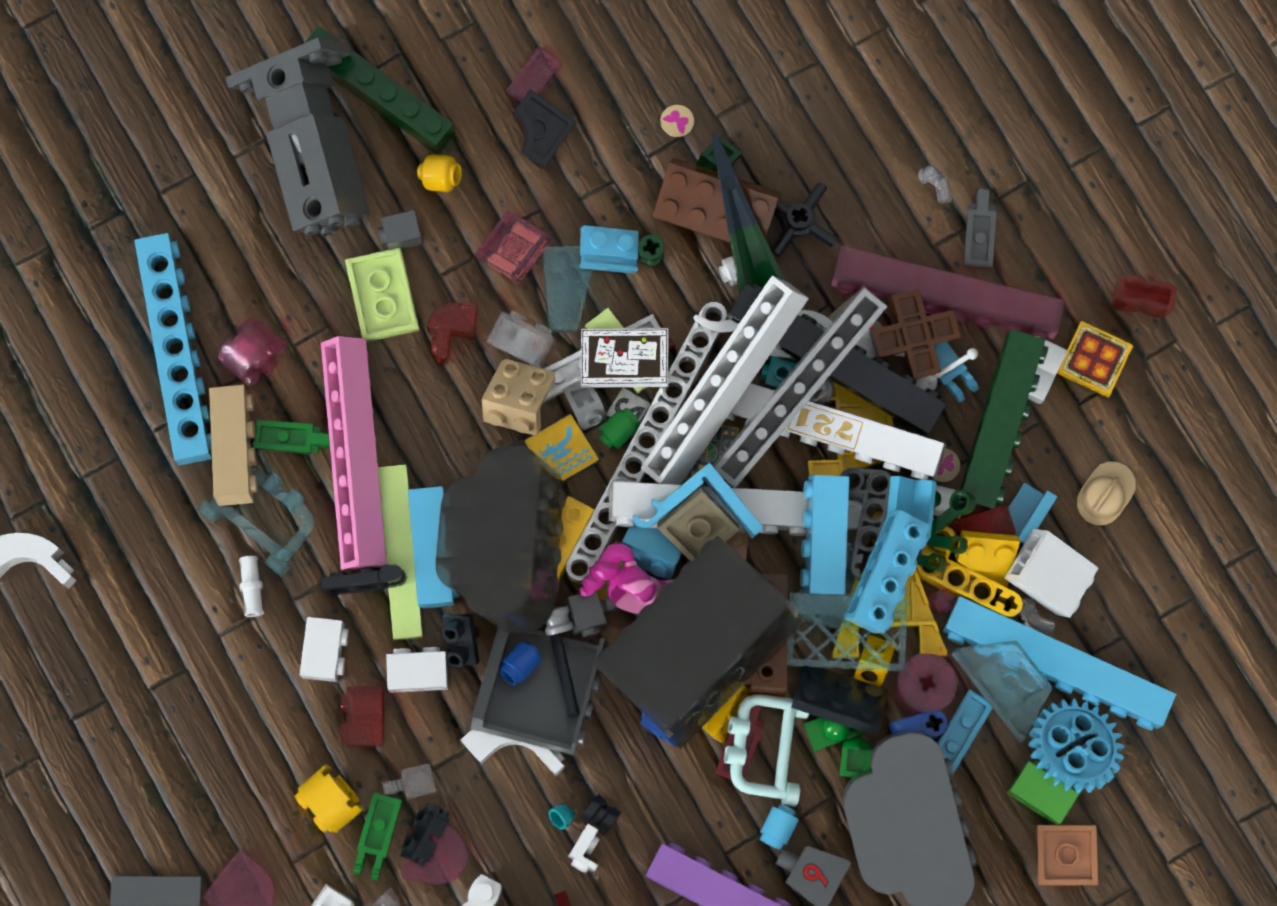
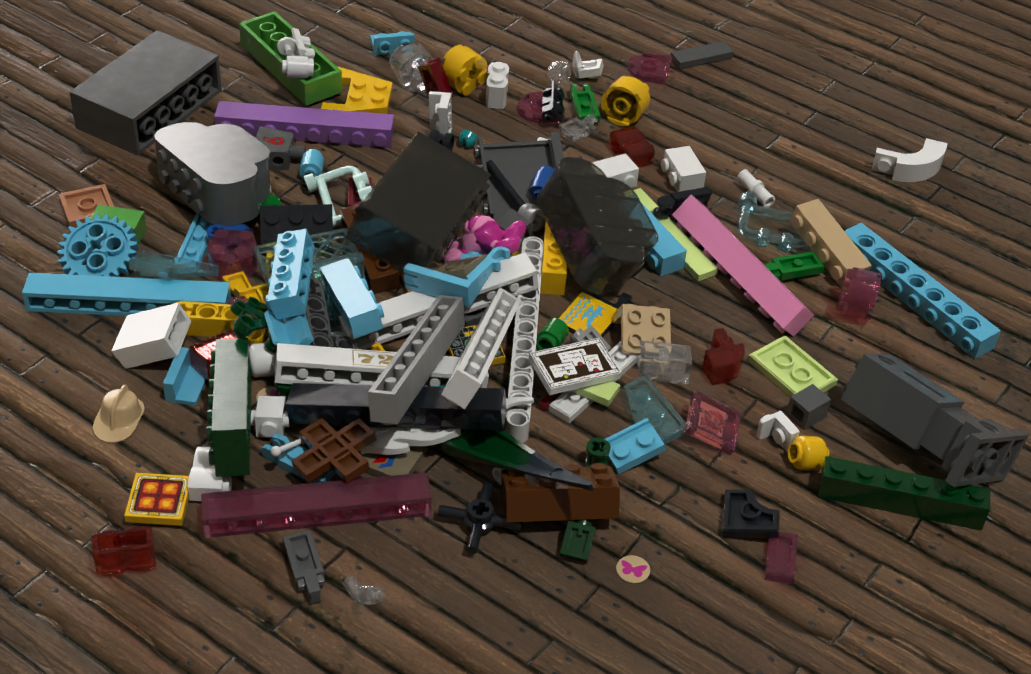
camera: 155 degrees right, 35 degrees down
(449, 207) = (779, 427): none -> white bracket
(958, 420) = (270, 416): none -> white brick
(989, 554) = (202, 332): yellow wing -> none

